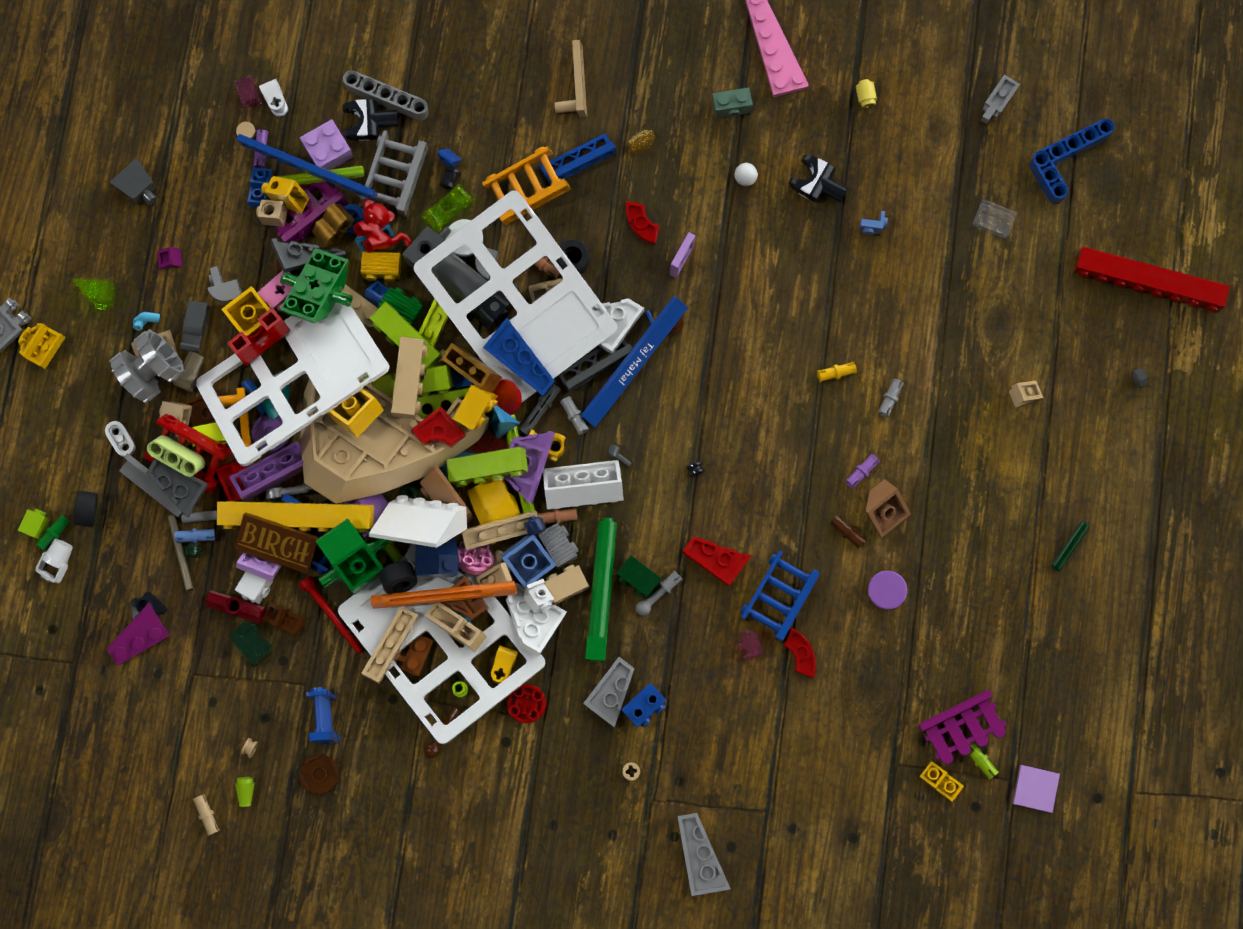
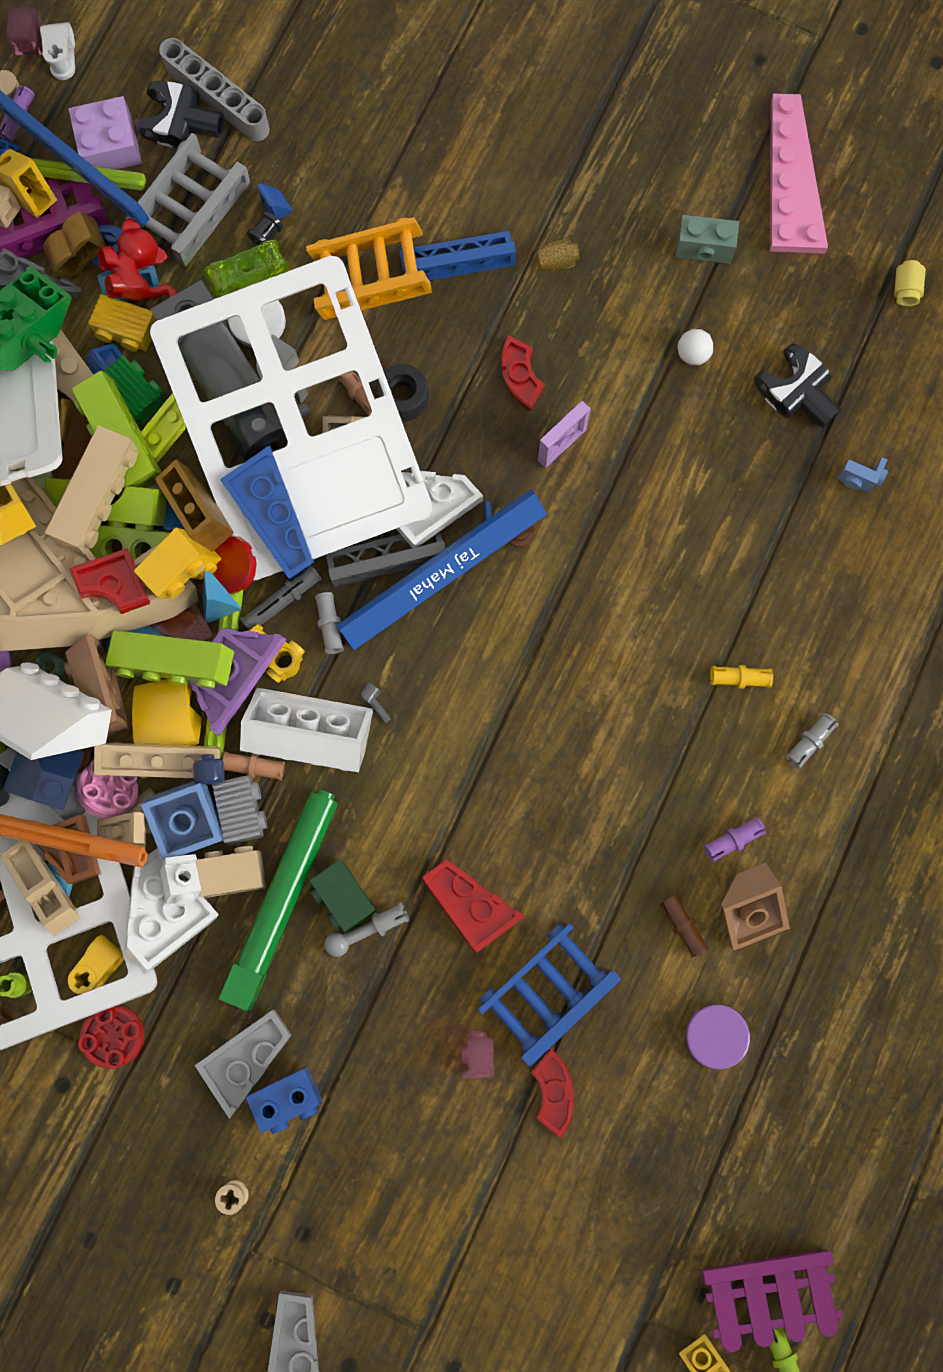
camera: 20 degrees right, 0 degrees up
(580, 103) = (486, 177): tan piece -> none
(695, 469) = (482, 758): black bush -> none

